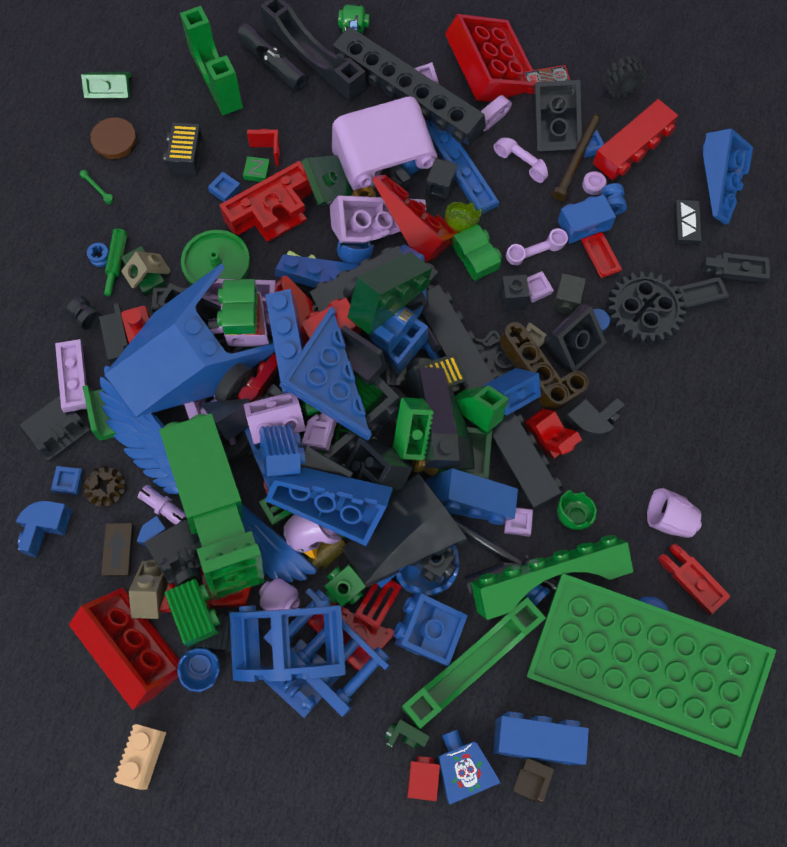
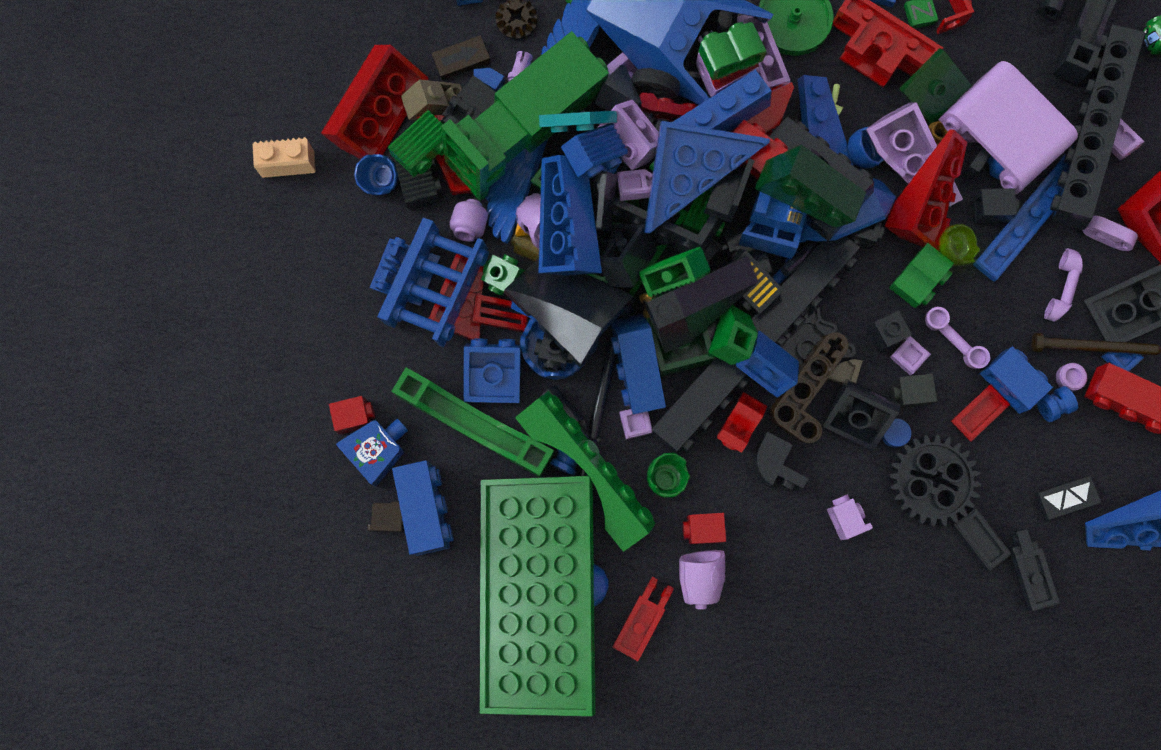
camera: 70 degrees right, 10 degrees up
(246, 645) = (406, 210): blue window -> none
(253, 446) = (582, 120): none -> teal wing
(412, 736) = (383, 392): dark green bracket -> none
(631, 497) = (705, 528): none -> red brick
(657, 382) = (848, 517): none -> lavender brick

